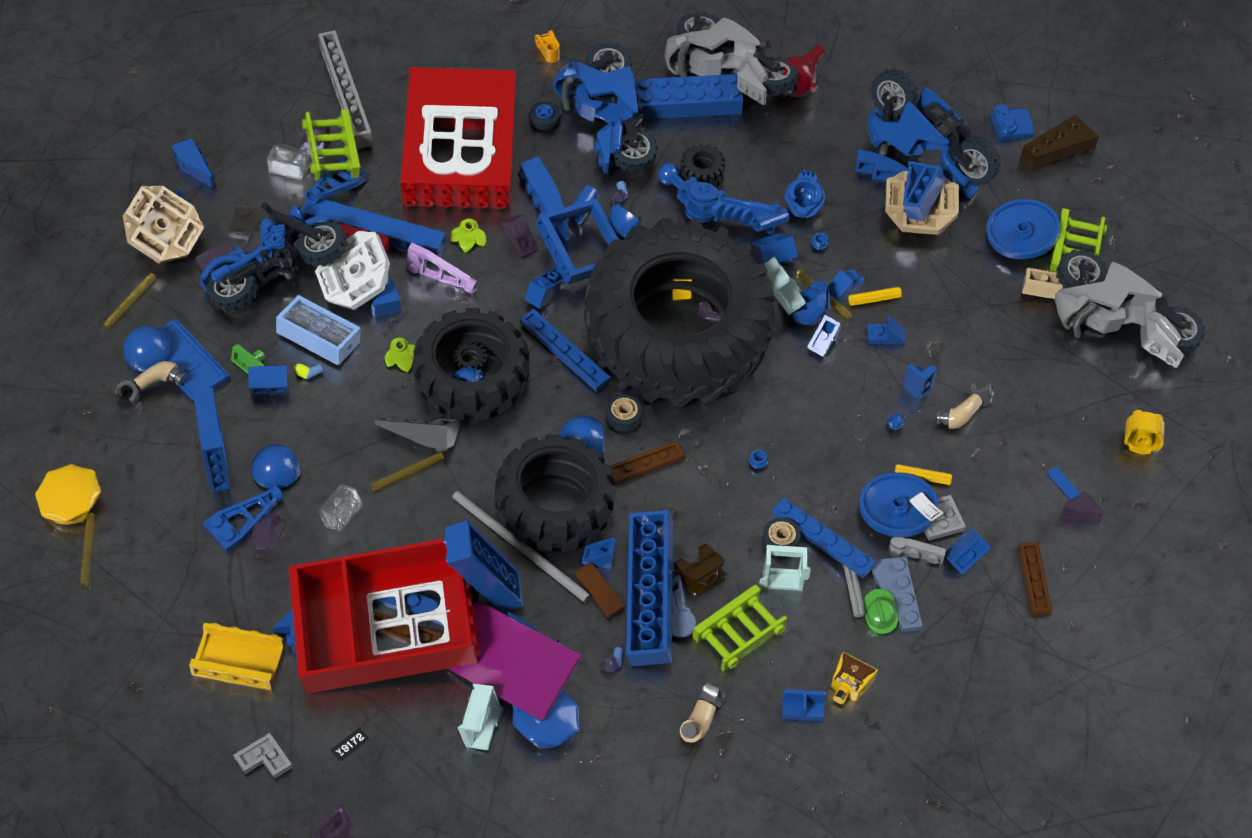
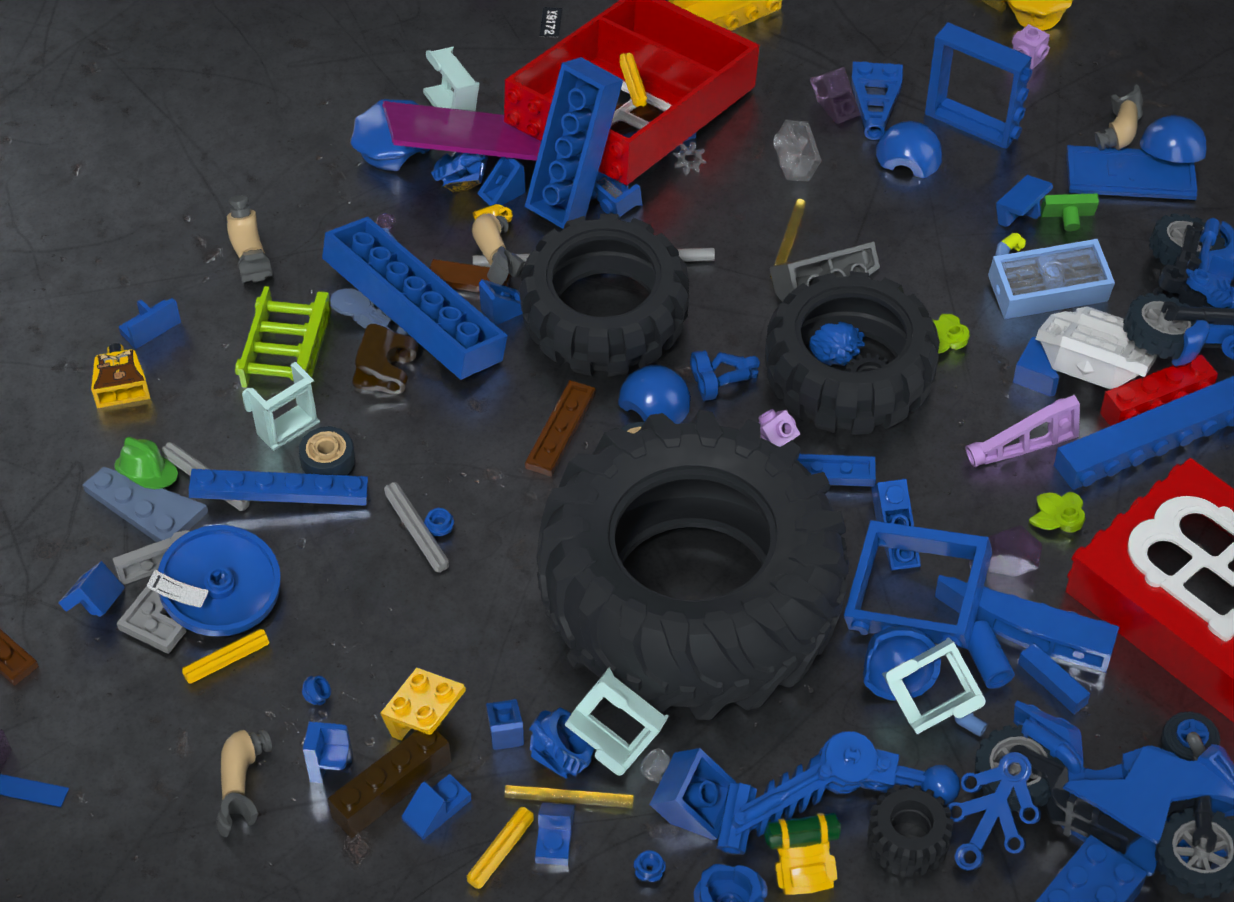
camera: 140 degrees right, 5 degrees down
(123, 468) = (1032, 43): none -> lavender brick
(401, 582) = (633, 79): none -> yellow axle
(541, 621) = (496, 210): none -> yellow arm
(547, 425) = (707, 380): none -> blue piece
(557, 366) = (778, 427): none -> lavender brick
(566, 177) = (1054, 678): none -> blue piece
(569, 594) = (487, 234): none -> piece
(631, 195) = (958, 706): none -> light aqua piece
(647, 135) = (996, 806): none -> blue plant
(756, 186) = (804, 852): none -> yellow piece
(771, 467) = (416, 527): none -> light grey axle
(858, 364) = (421, 703): none -> yellow bracket
(899, 352) = (388, 781): none -> dark brown brick

